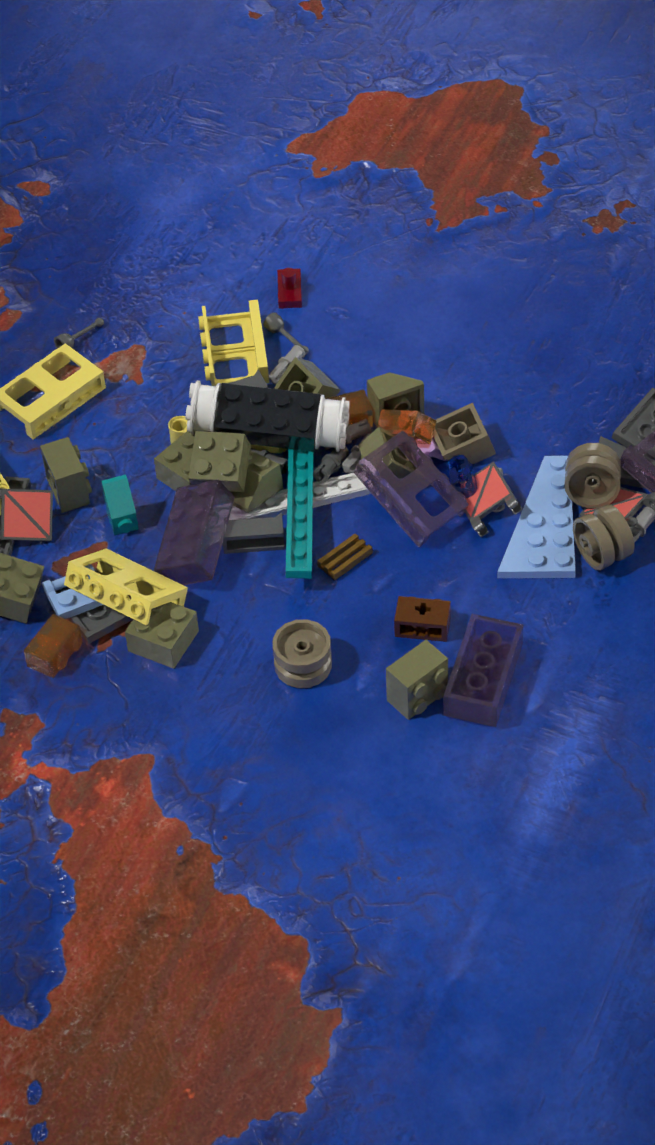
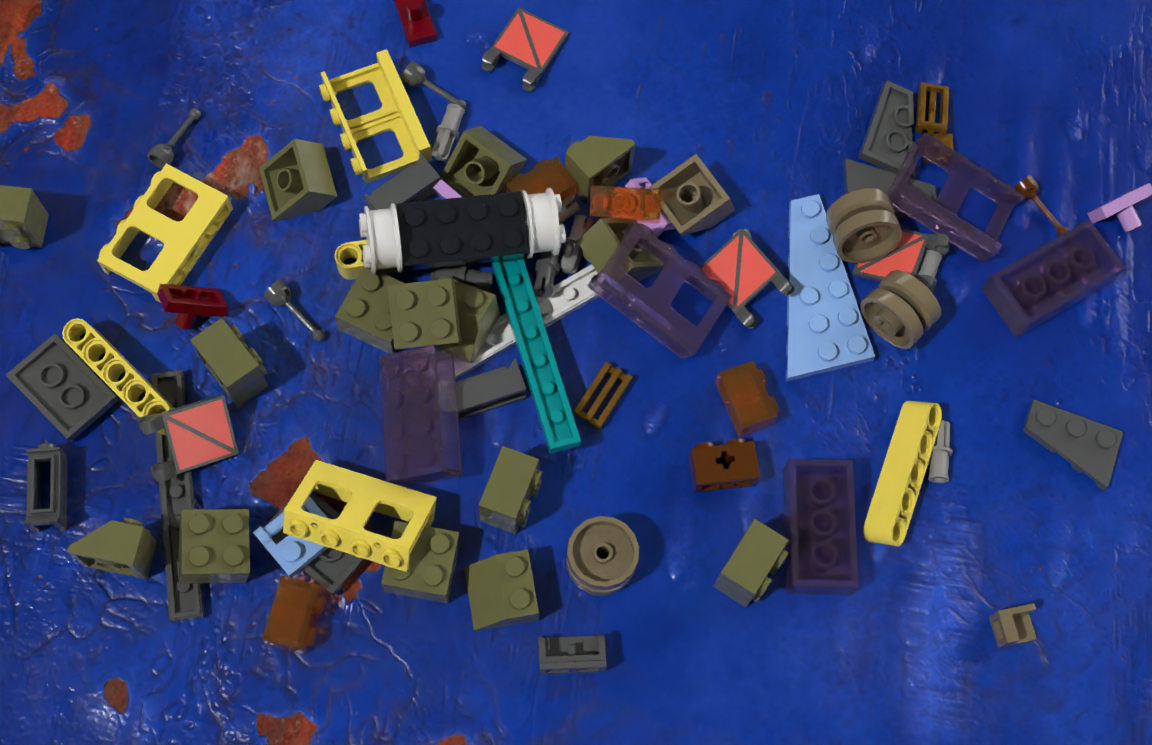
camera: 25 degrees left, 20 degrees up
(49, 431) = (191, 302): none -> dark red tile
(119, 444) = (280, 295): none -> dark grey hinge
(119, 505) = (313, 393): teal slope -> none
(160, 374) = (297, 180): none -> olive slope
(218, 664) = (502, 591): none -> olive slope
(245, 595) = (508, 490): none -> olive brick
(255, 719) = (572, 654): none -> dark grey hinge
(370, 318) = (528, 43): none -> flag
(458, 578) = (747, 398): none -> clear orange brick
(466, 474) = (714, 251): clear blue beam -> none
(567, 649) = (902, 473): none -> light yellow beam
(605, 646) = (940, 455): none -> light grey axle
(624, 772) = (1013, 625): none -> dark tan panel

